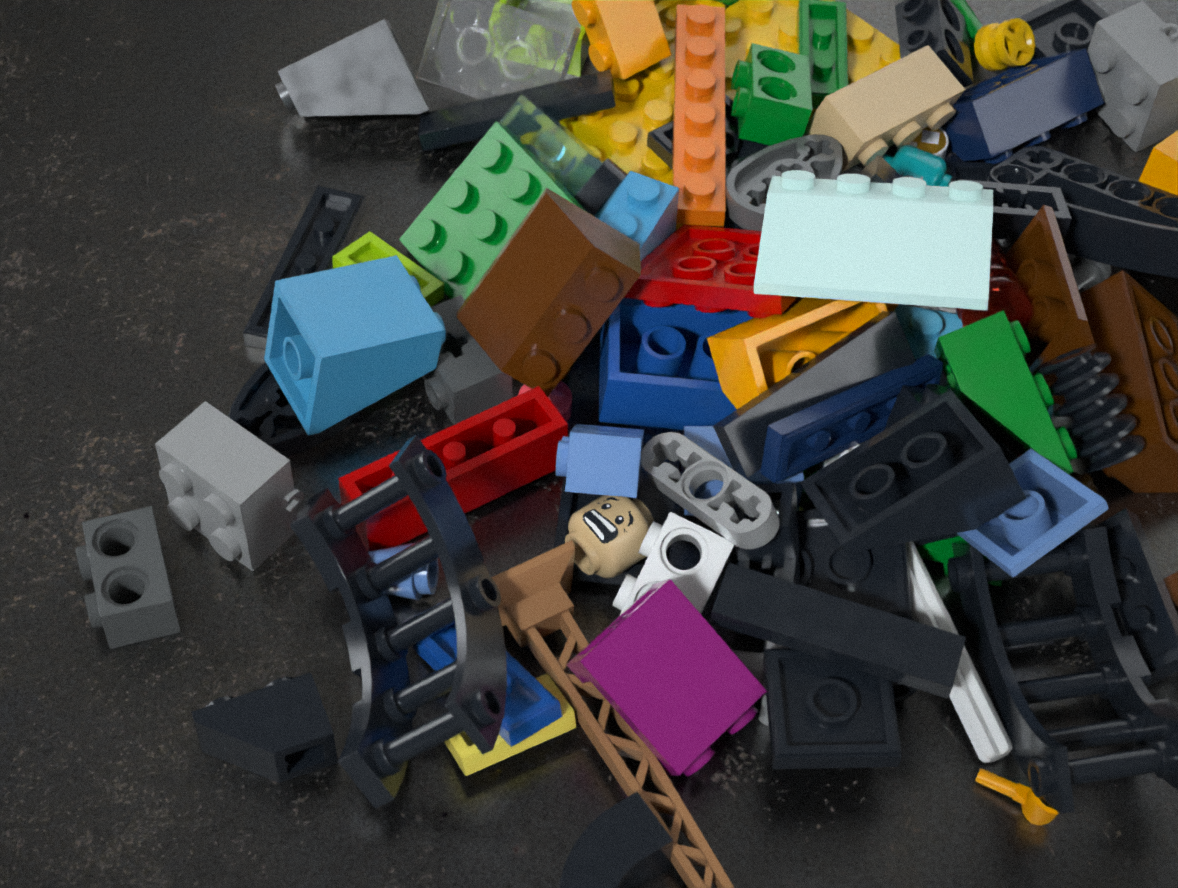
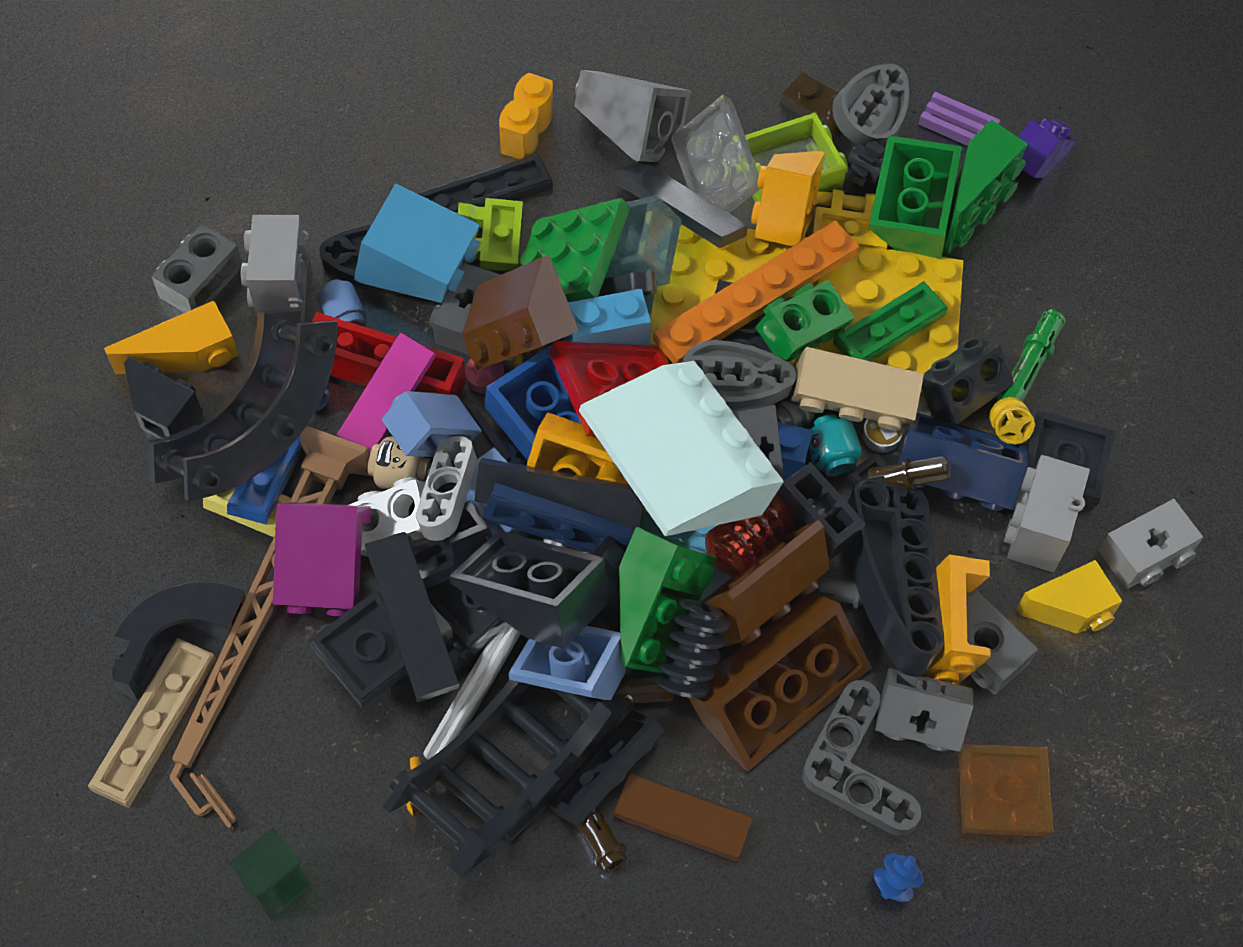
camera: 50 degrees right, 10 degrees up
(217, 656) = (181, 344): none -> light orange slope
(267, 162) = (526, 116): none -> light orange brick
(323, 462) = (342, 302): none -> medium blue brick
(515, 477) = (398, 372): none -> dark pink tile
(1013, 134) = (913, 473): none -> dark brown axle

